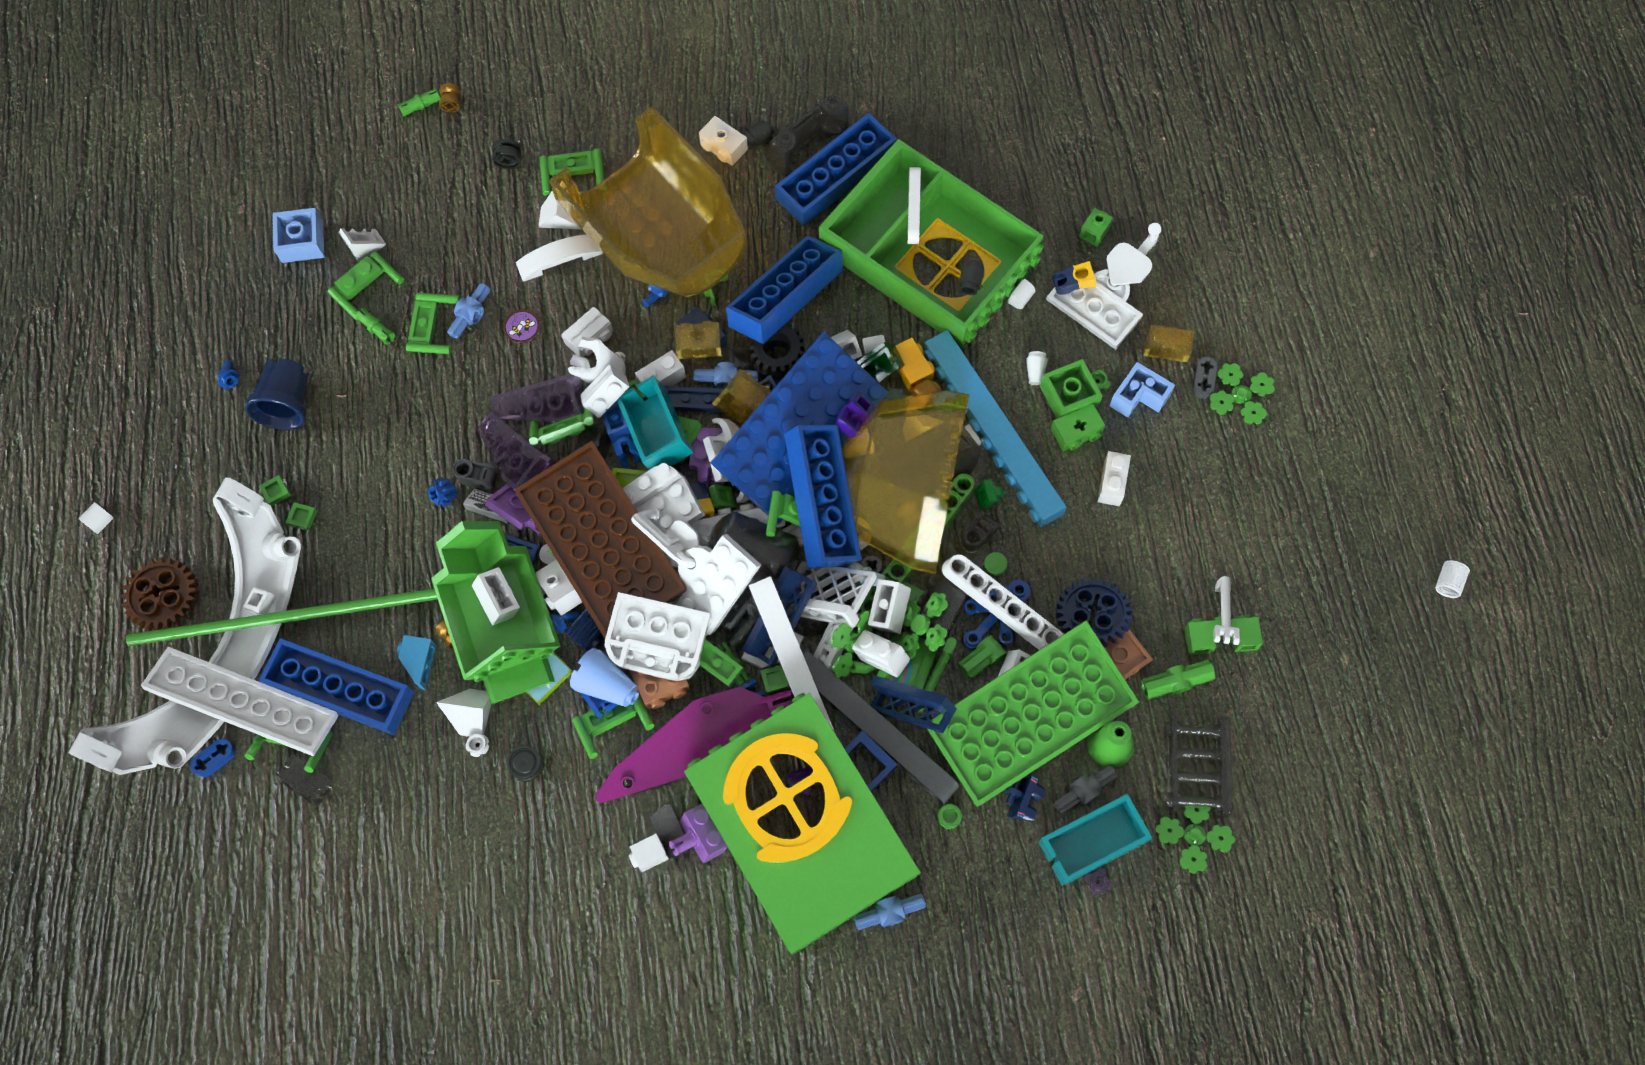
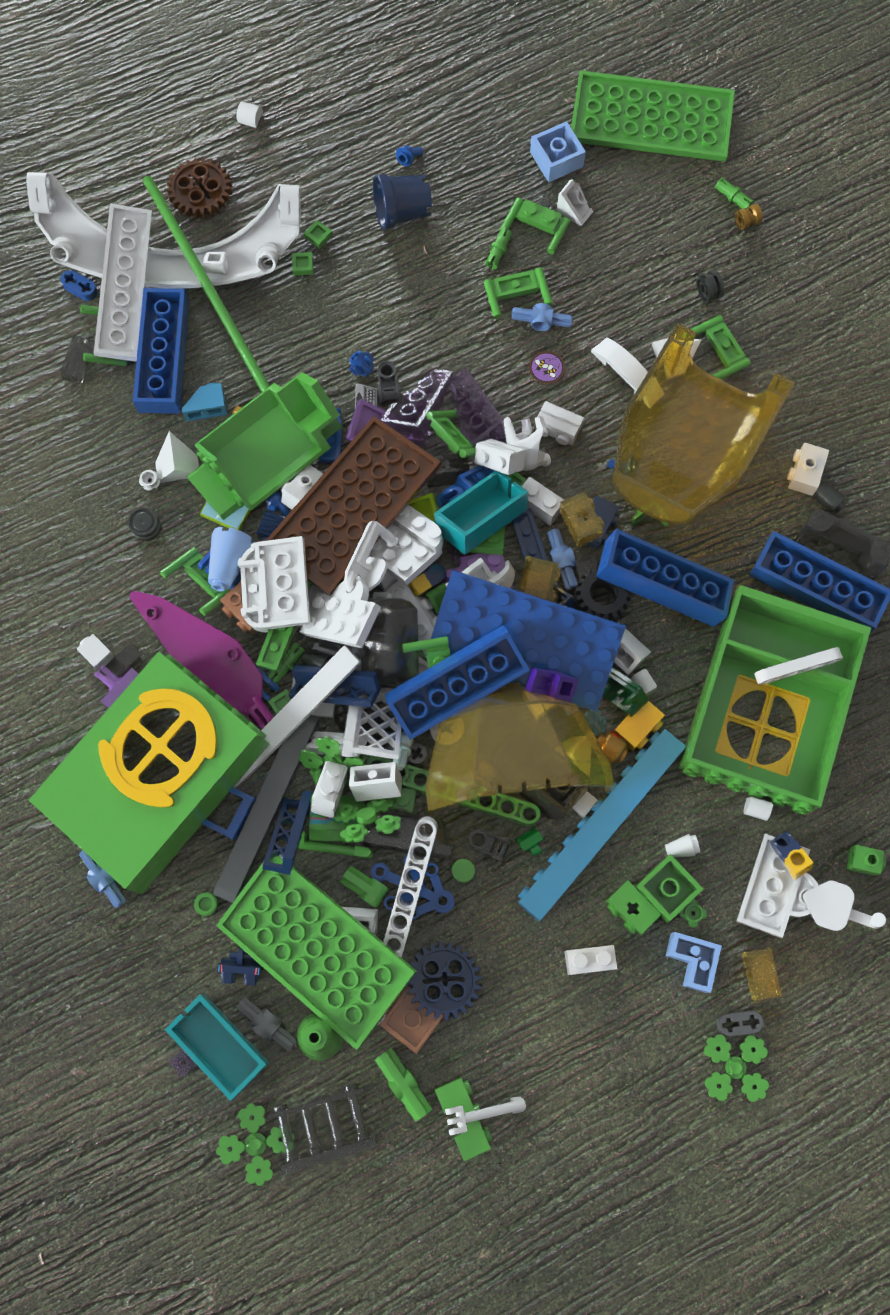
camera: 70 degrees right, 5 degrees up
(299, 141) = (653, 115): none -> bright green plate
(495, 596) = (274, 440): white brick -> none
(971, 277) = (740, 747): pearl dark grey brick -> none

